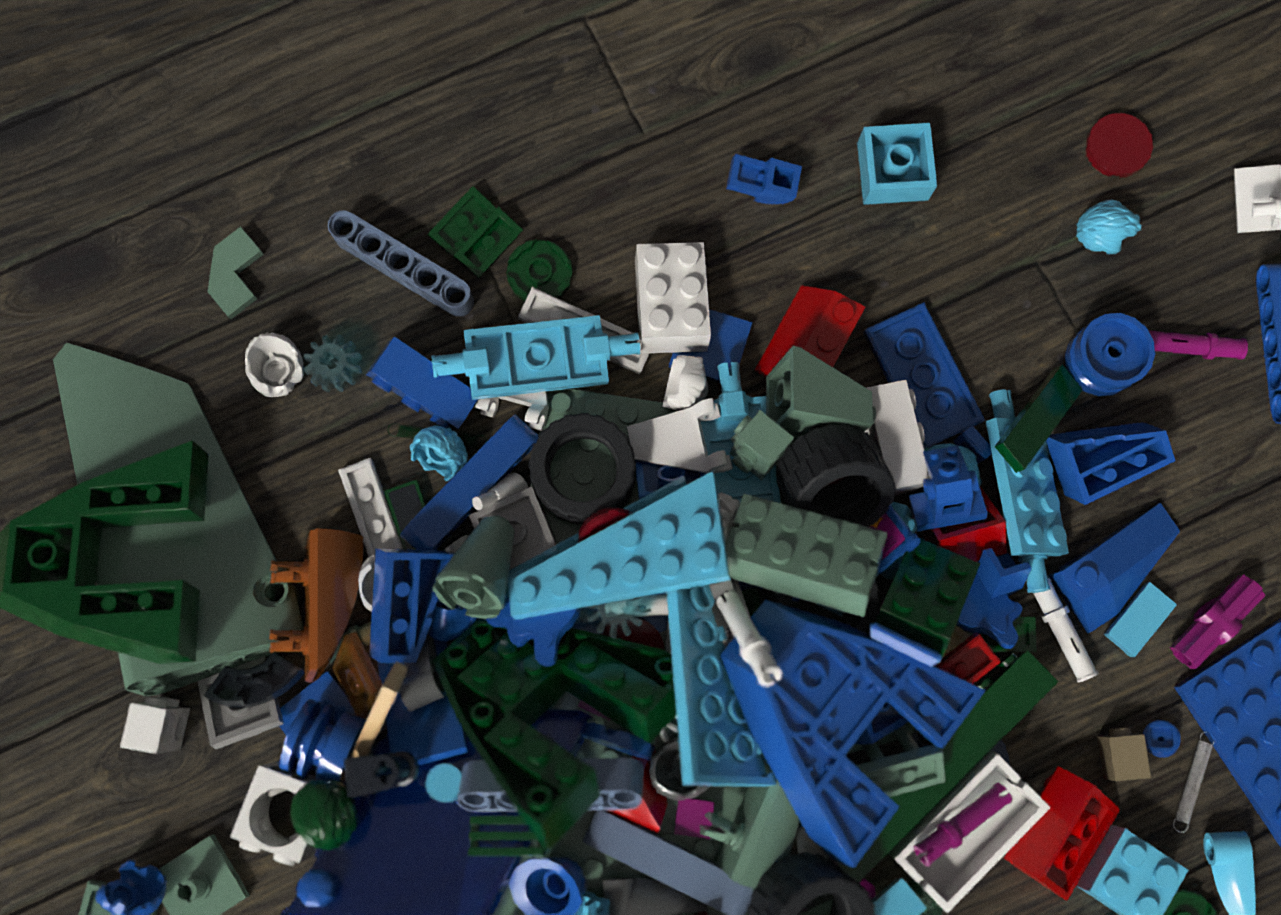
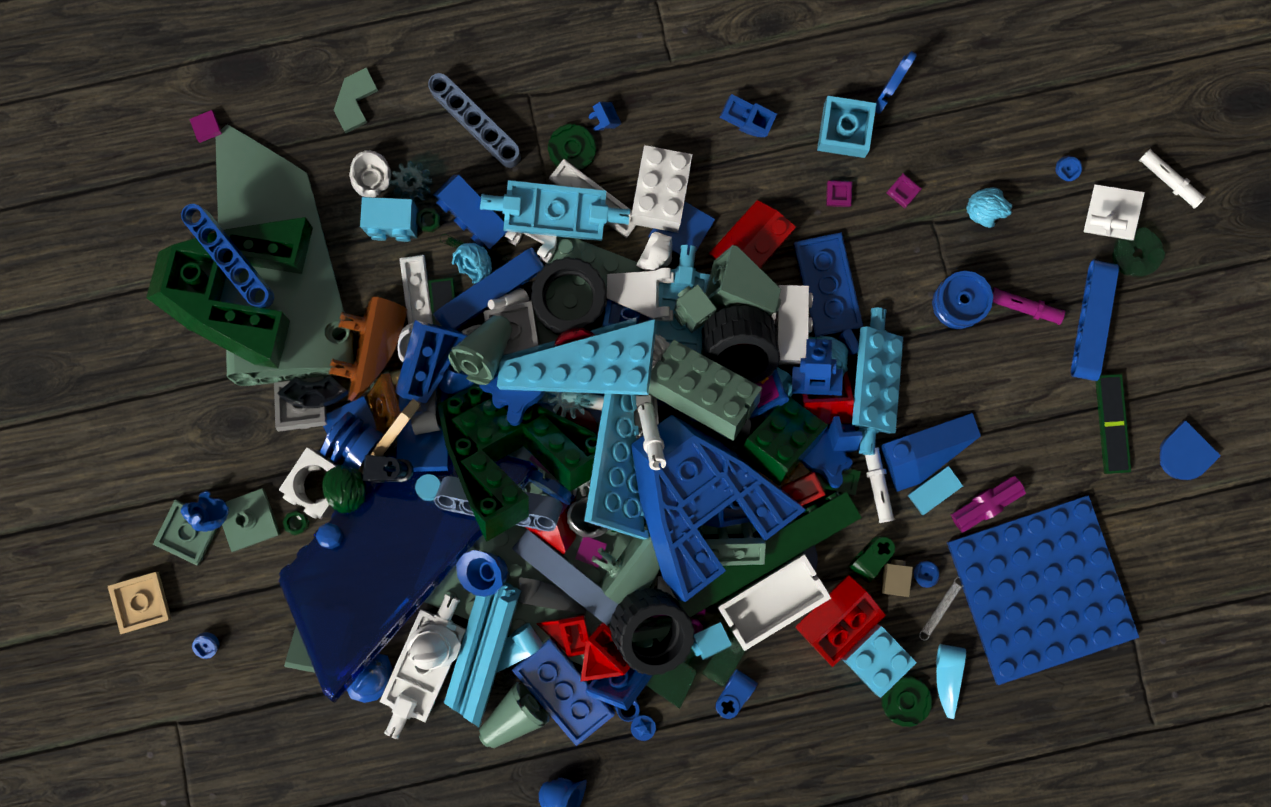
camera: 15 degrees right, 5 degrees up
(36, 351) = (205, 126): none -> magenta tile
(73, 514) = (219, 248): none -> blue beam
(155, 725) = (241, 405): white brick -> none
(267, 874) = (296, 523): none -> dark green tile
(312, 418) = (389, 218): none -> medium azure brick
(367, 409) = (428, 220): none -> dark green tile
(474, 232) = (532, 108): dark green slope -> none
(475, 835) = (461, 520): dark green tile -> none
(575, 218) = (606, 115): none -> blue tile
(904, 644) = (756, 465): tile -> none
(906, 253) = (839, 193): none -> magenta tile
(946, 87) = (894, 80): none -> blue tile
(951, 832) = (760, 598): magenta pin -> none
(990, 231) = (903, 190): none -> magenta tile
(1038, 418) = (898, 333): dark green tile -> none
(1080, 736) = (870, 561): none -> dark green piece
(1107, 458) = (940, 372): blue wedge -> none
(1119, 145) = (1015, 148): dark red tile -> none
(1195, 155) = (1068, 168): none -> blue tile

